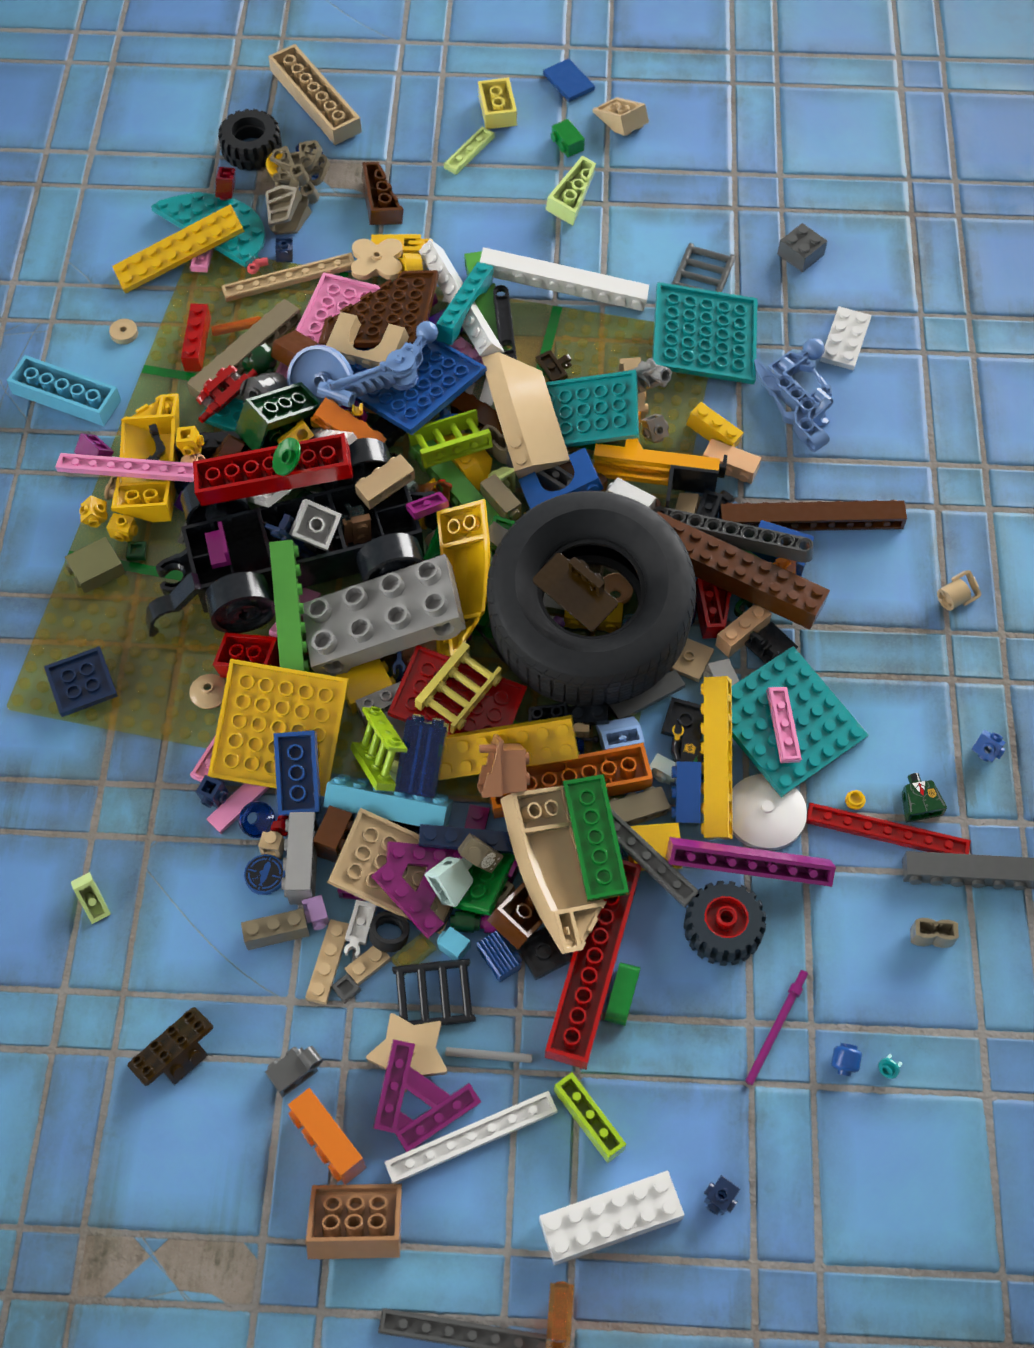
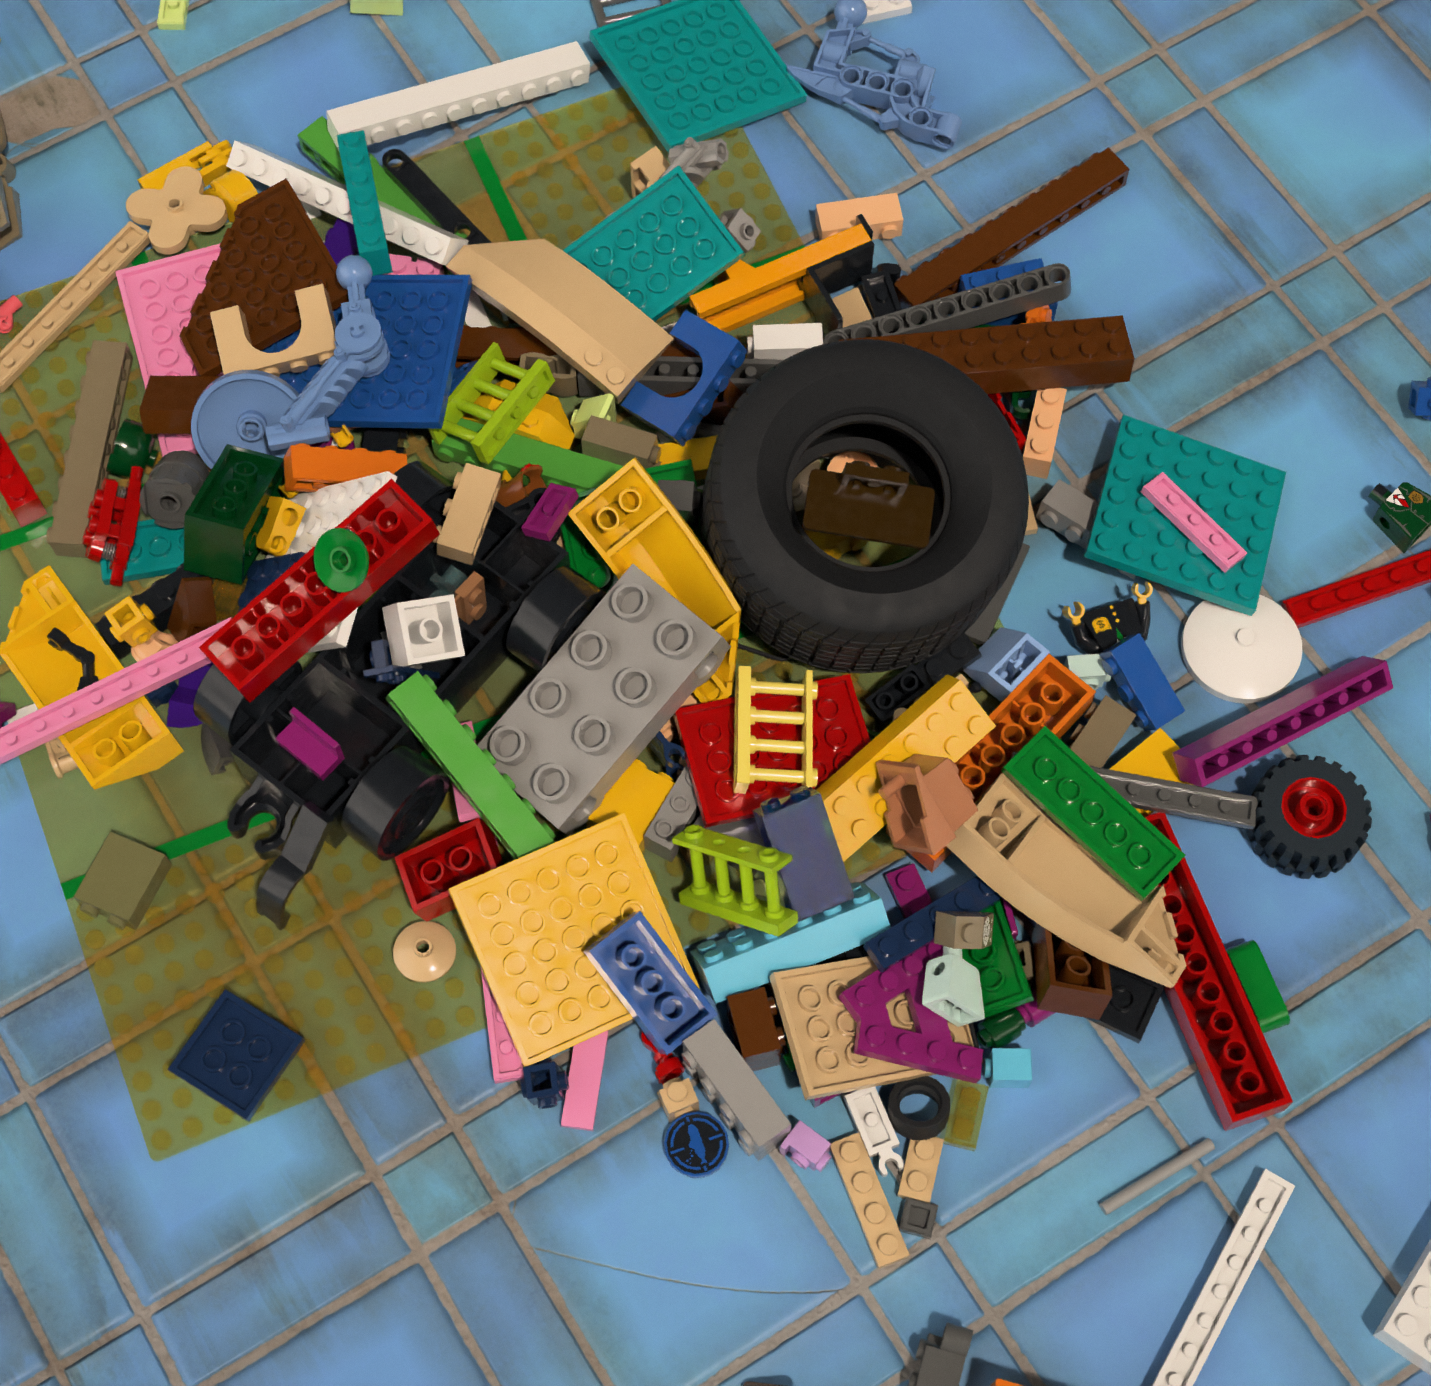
camera: 35 degrees left, 5 degrees up
(90, 898) = (492, 1337): yellowish green slope -> none
(93, 511) = (60, 807): yellow brick -> none
(122, 527) = (122, 803): yellow brick -> none
(136, 551) = (164, 823): dark green tile -> none
(234, 326) = (47, 419): orange axle -> none
(264, 819) = (639, 1079): clear blue piece -> none
(275, 929) = (772, 1206): dark tan brick -> none
(284, 249) = (28, 270): dark blue brick -> none
(379, 197) = (109, 122): reddish brown wedge -> none
(424, 1036) = (1047, 1260): tan plate -> none
(442, 967) = (1072, 1167): black bar -> none
(443, 1109) = (1089, 1279): magenta plate -> none
(499, 956) = (1075, 1043): blue brick -> none
(553, 367) = (536, 225): dark brown plate -> none
(590, 1117) = (1341, 1166): lime brick -> none
(683, 714) = (1059, 587): black plate -> none
(713, 426) = (805, 186): yellow brick -> none
(717, 758) = (1151, 615): yellow brick -> none
(769, 642) = (1087, 430): black hinge -> none
(855, 800) = (1331, 563): yellow plate -> none
(958, 591) = (1253, 226): tan piece -> none

